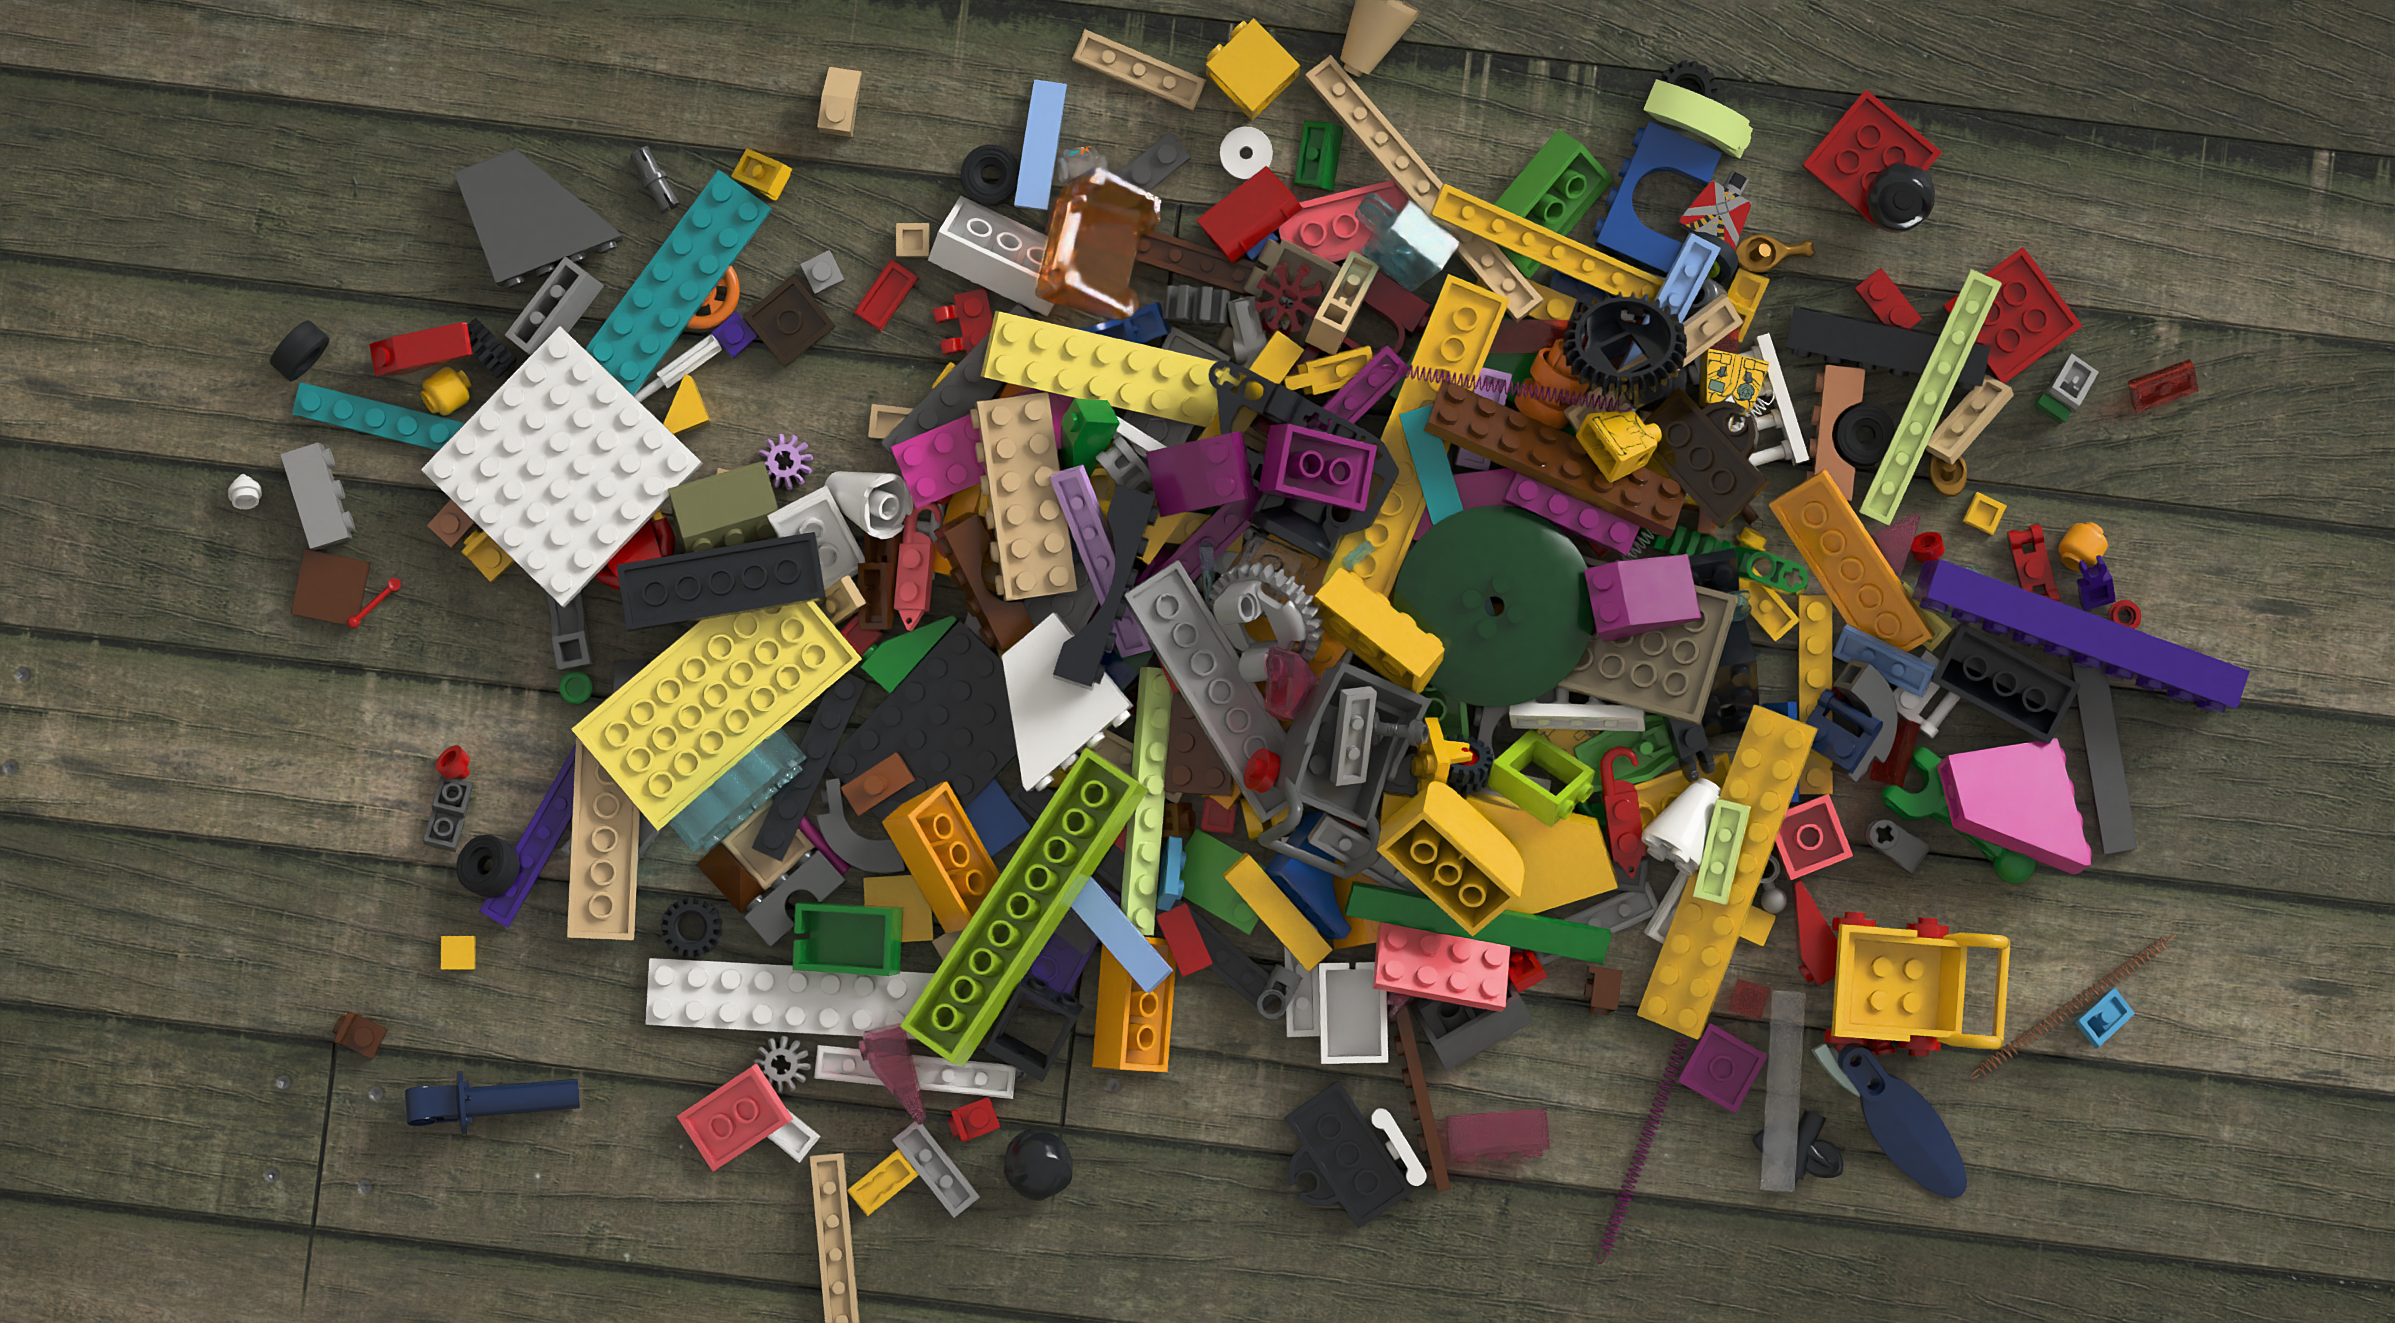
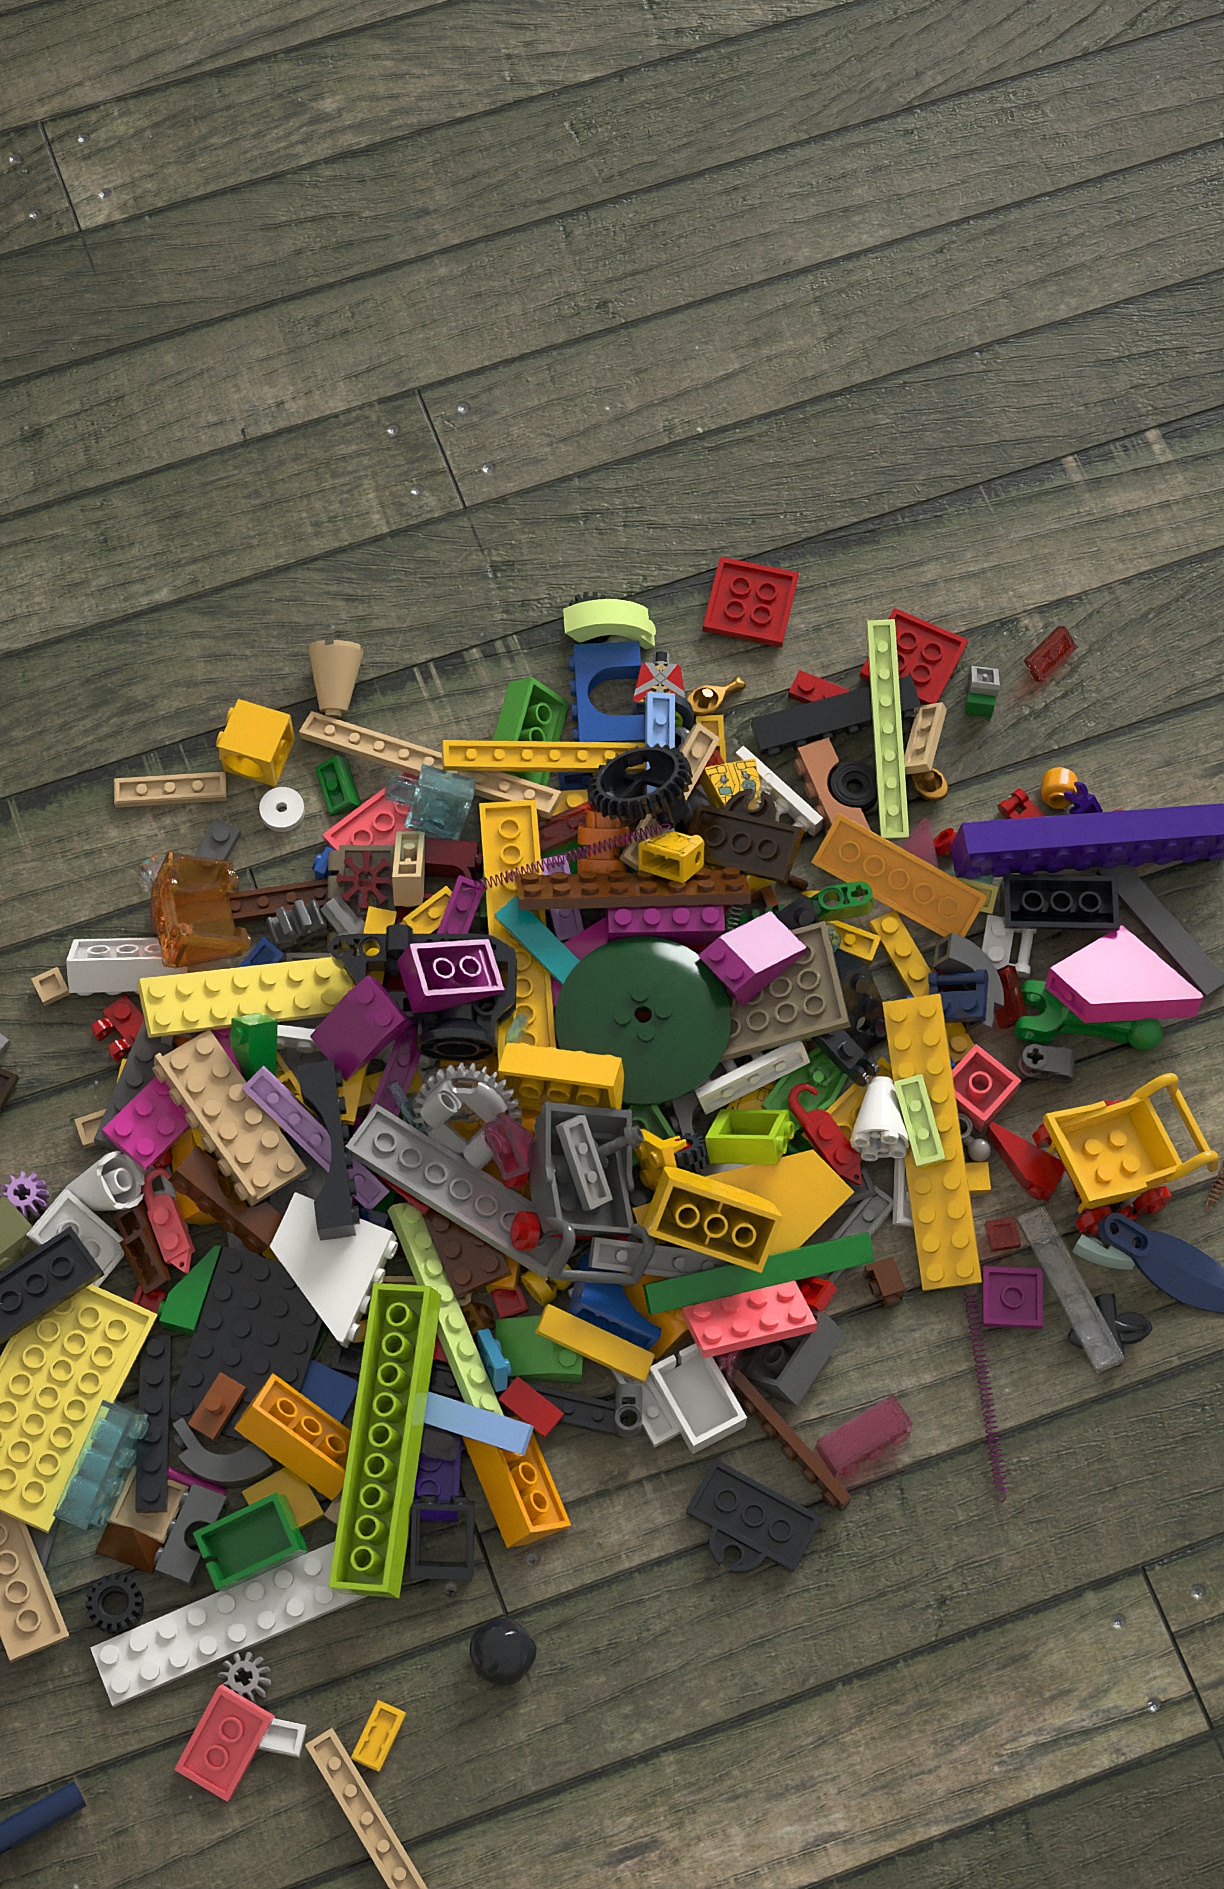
camera: 30 degrees left, 20 degrees down
(841, 600) = (120, 1276): tan slope -> none
(886, 295) = (48, 1038): red tile -> none
(893, 1063) = (337, 1626): clear pink slope -> none
(932, 1073) = (361, 1630): white tile -> none
(936, 1168) = (418, 1701): light grey plate -> none
(974, 1119) = (430, 1645): red bracket -> none
(981, 158) = (90, 927): black tyre -> none
(1040, 145) = (119, 873): light blue slope -> none
(1129, 469) = (301, 1055): light grey plate -> none
(1249, 214) = (305, 844): red piece -> none
(1399, 1146) = (791, 1486): white plate -> none
(1891, 662) = (979, 930): medium blue tile -> none
(1900, 197) = (787, 606): black piece -> none
(1984, 513) = (973, 802): yellow tile -> none

